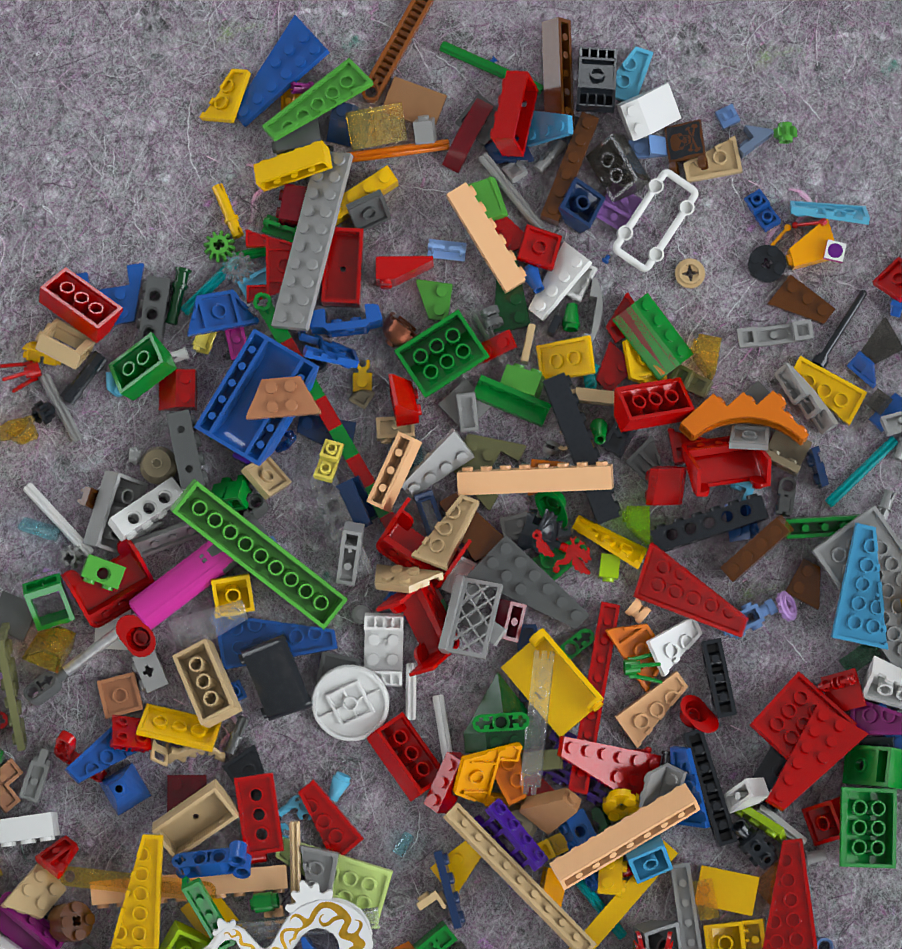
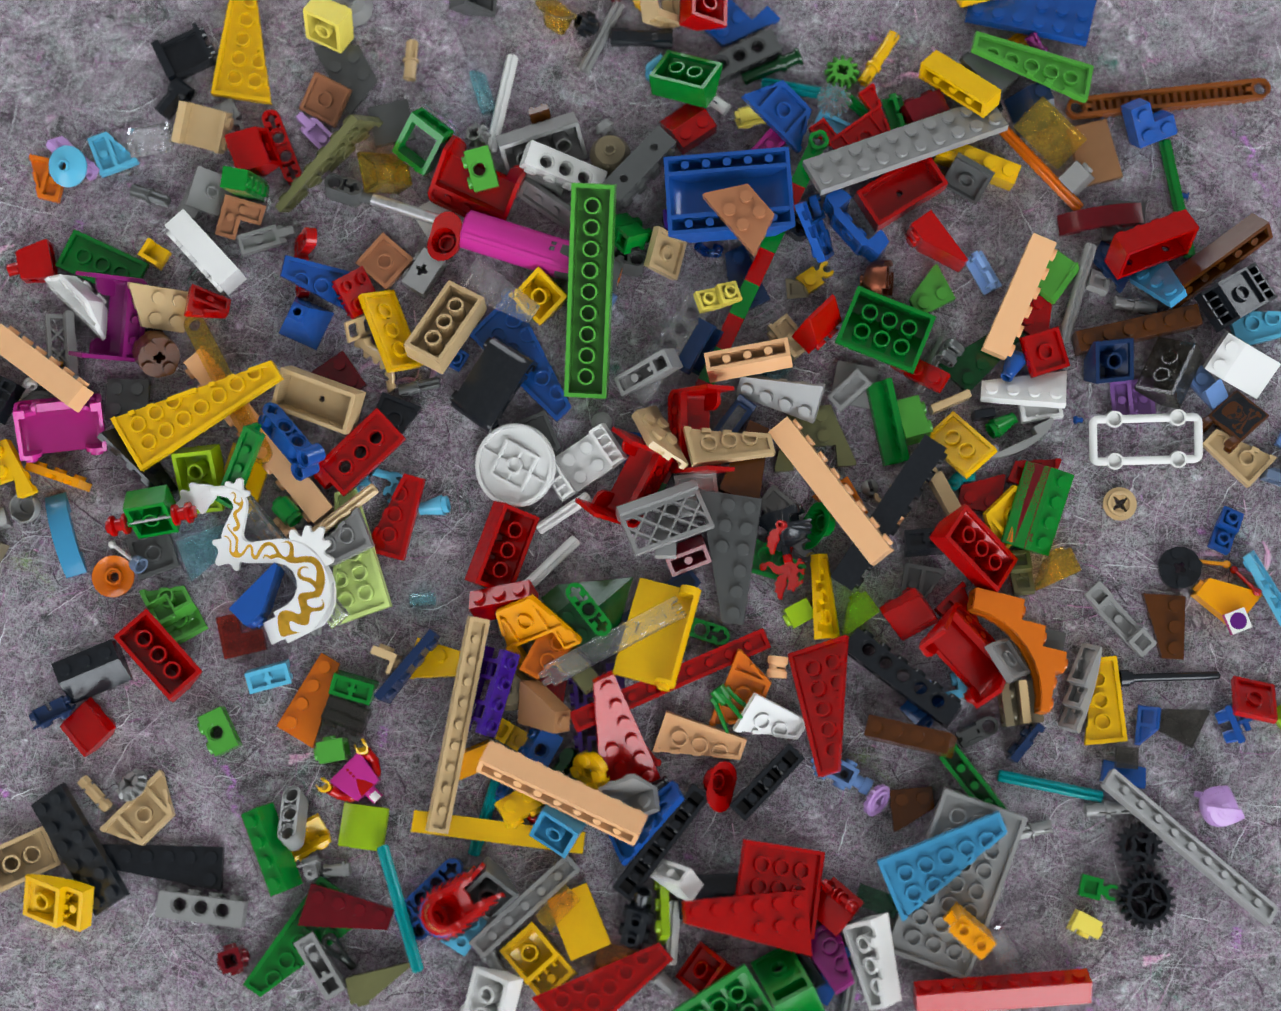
camera: 55 degrees right, 0 degrees up
(422, 52) = (1144, 126): none -> blue brick
(599, 430) = (917, 518): green cone -> none
(787, 448) = (1023, 703): none -> tan tile

